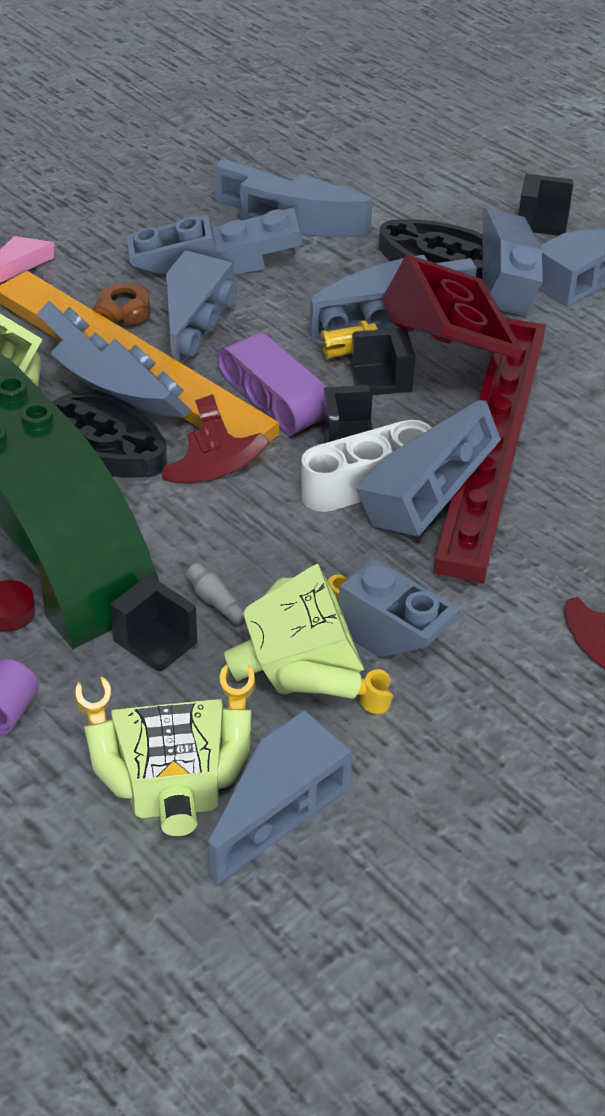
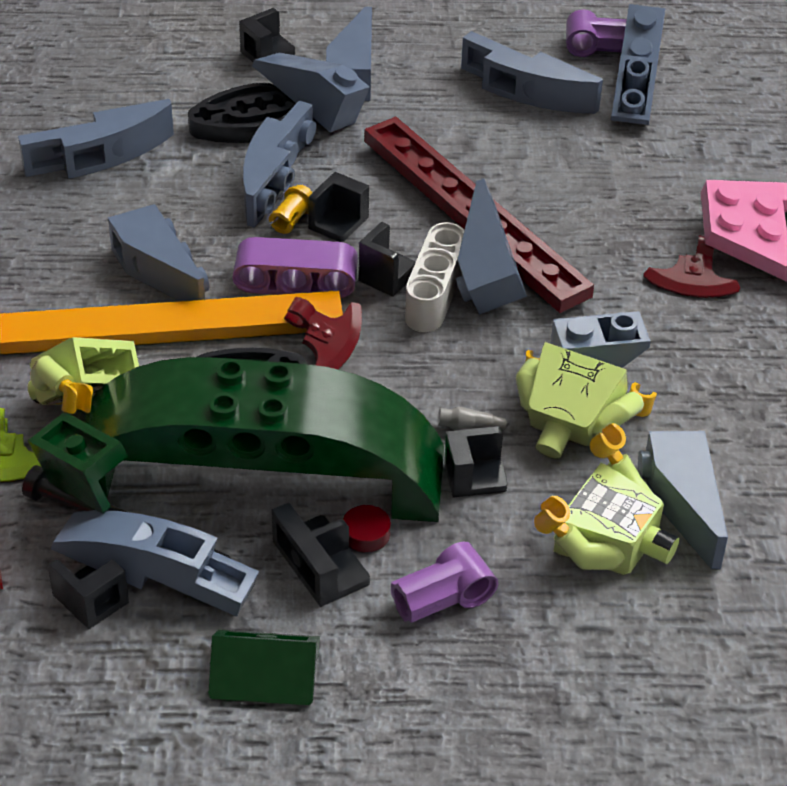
camera: 50 degrees left, 0 degrees up
(112, 366) = (204, 329): sand blue slope -> none
(132, 312) = (115, 288): dark orange piece -> none
(235, 241) = (84, 214): sand blue slope -> none
(448, 307) = (339, 140): dark red slope -> none

